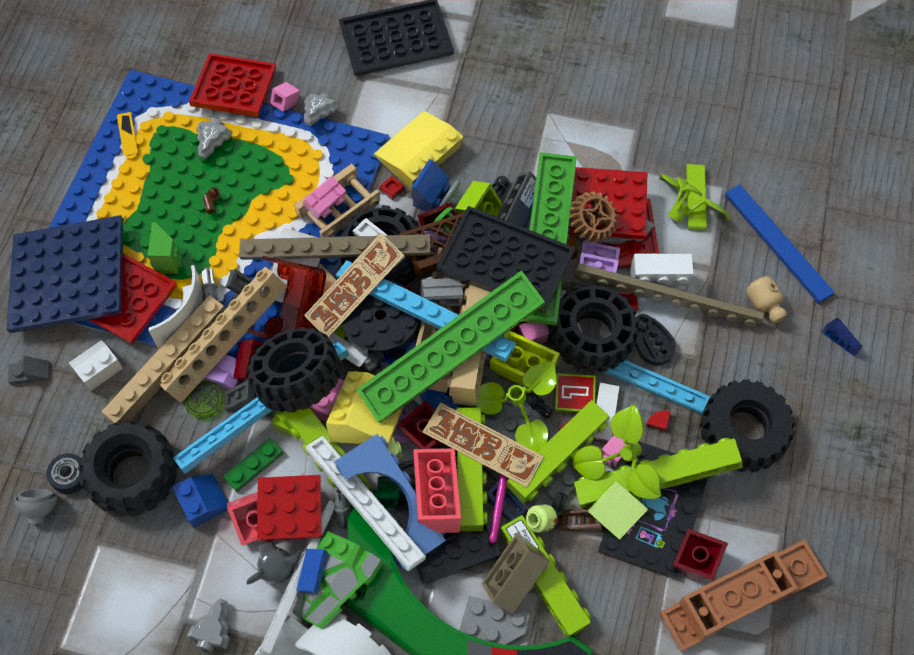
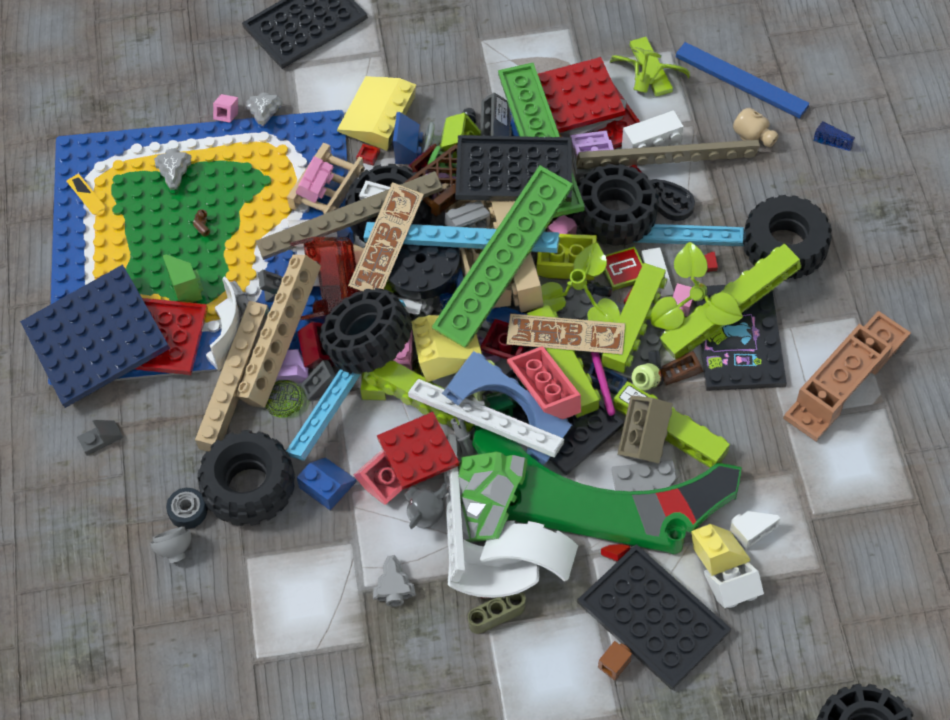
camera: 20 degrees left, 5 degrees down
(96, 365) = (164, 405): white slope -> none
(233, 85) = (169, 114): red plate -> none
(253, 464) = (359, 435): green plate -> none
(312, 571) = (466, 491): blue tile -> none
(599, 214) = (570, 111): medium nougat gear -> none
(617, 510) = (709, 344): yellowish green tile -> none
(700, 556) = (797, 356): dark red slope -> none

